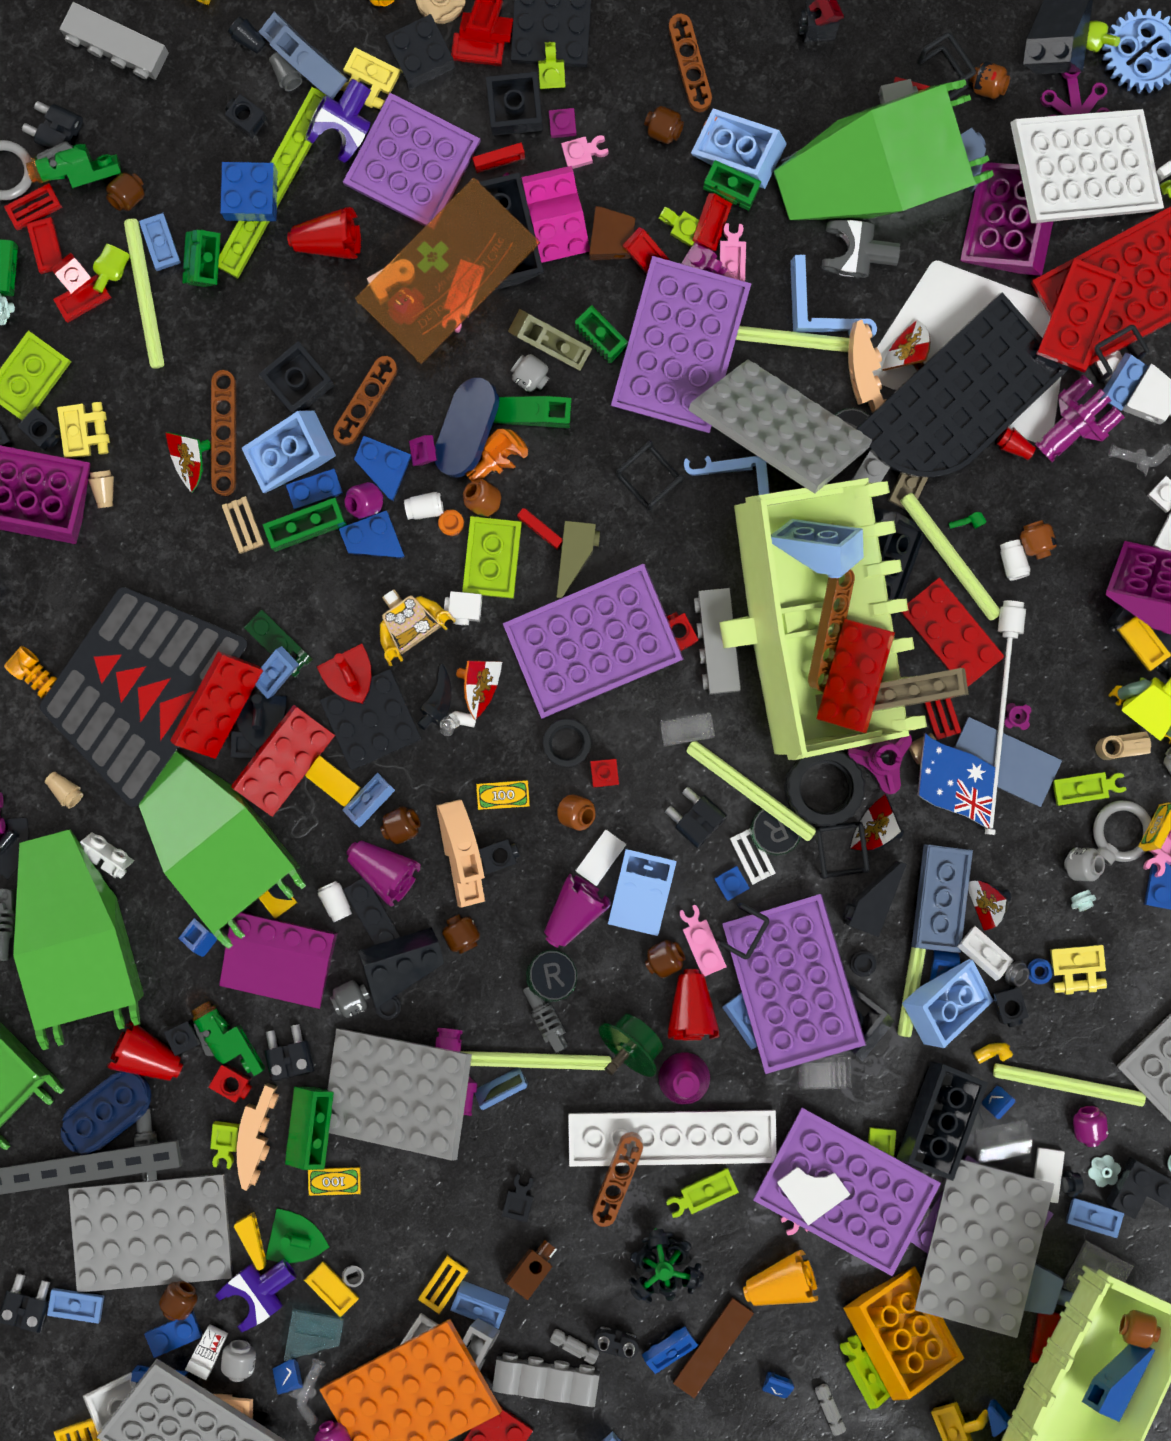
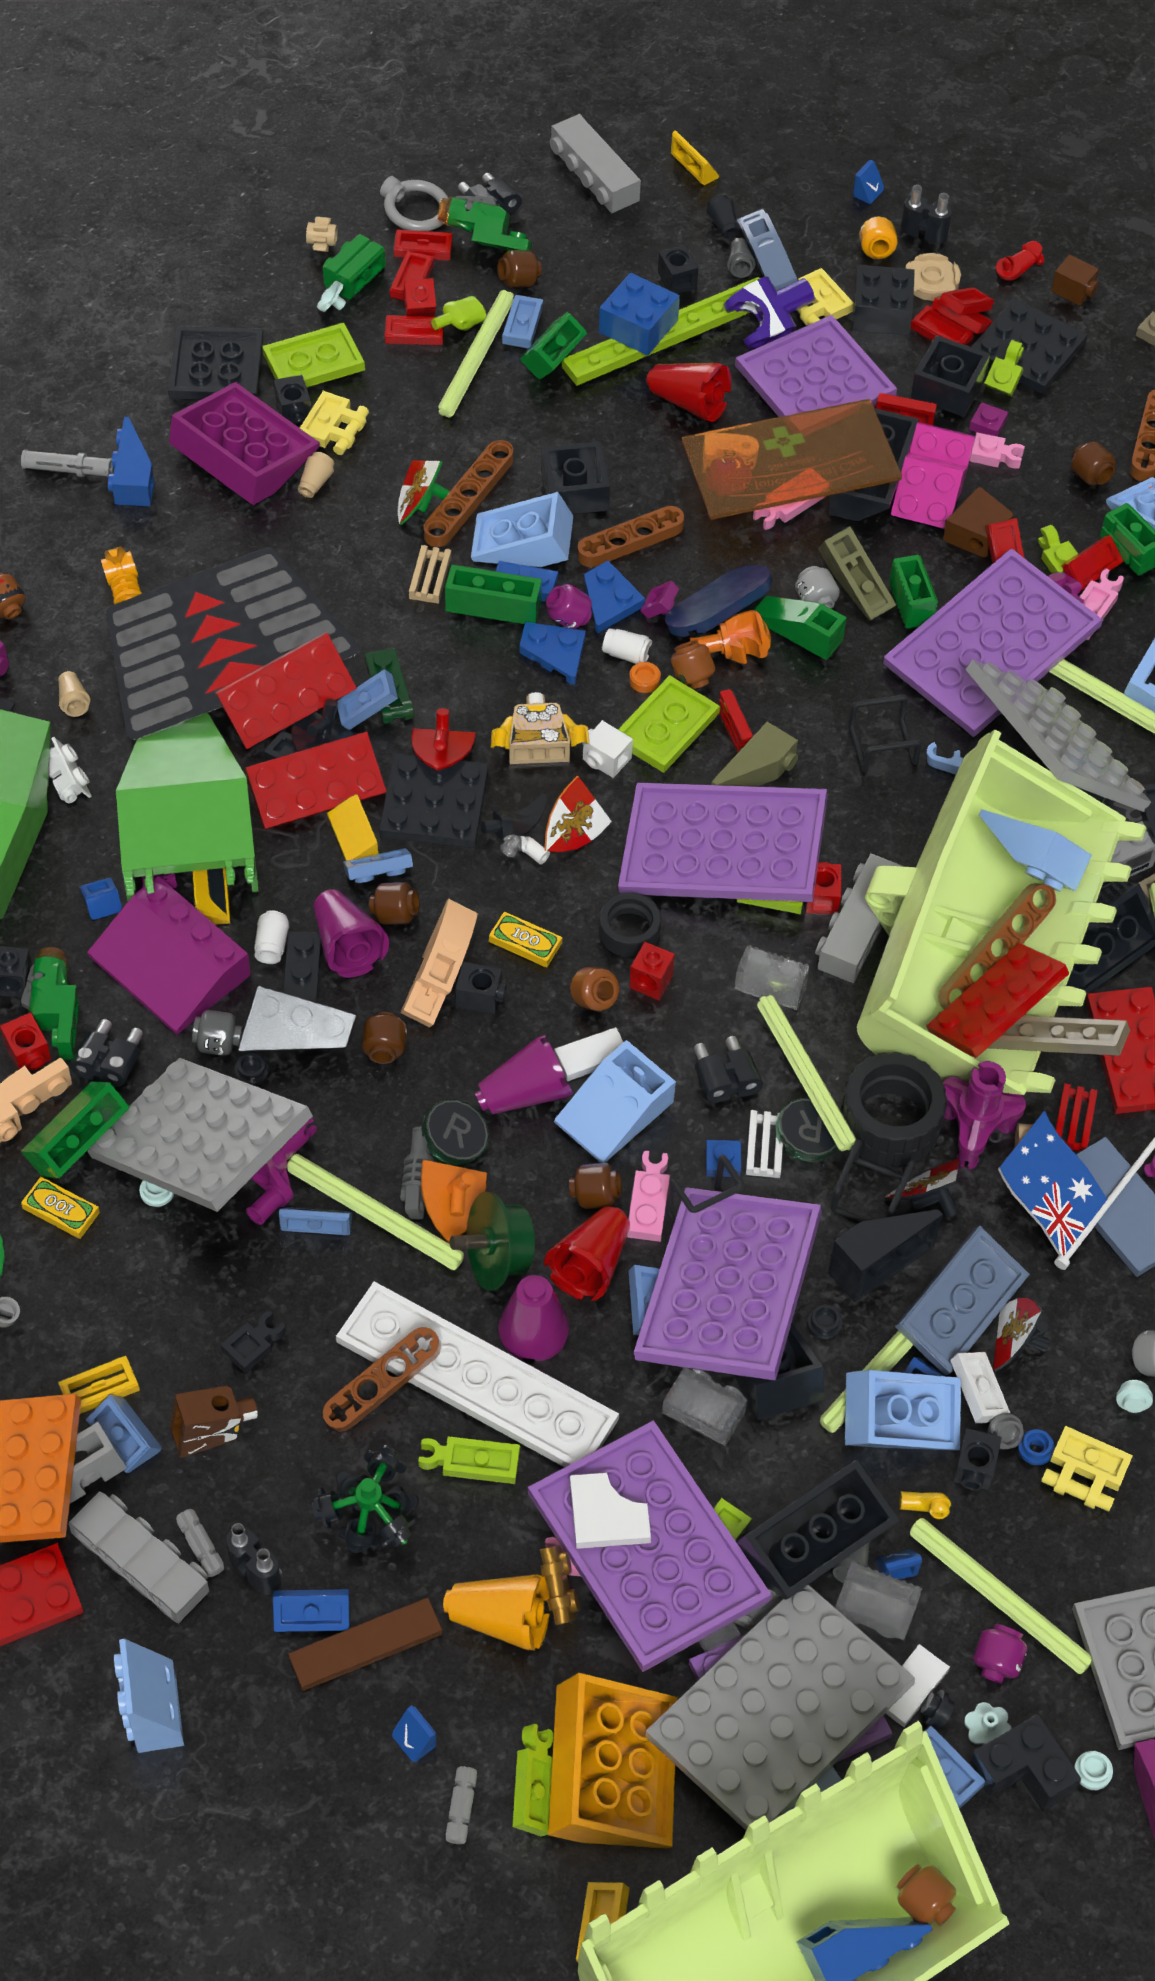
camera: 25 degrees right, 30 degrees down
(578, 1021) = (449, 1195): none -> orange shield
(809, 1252) = (562, 1599): none -> pearl gold plate

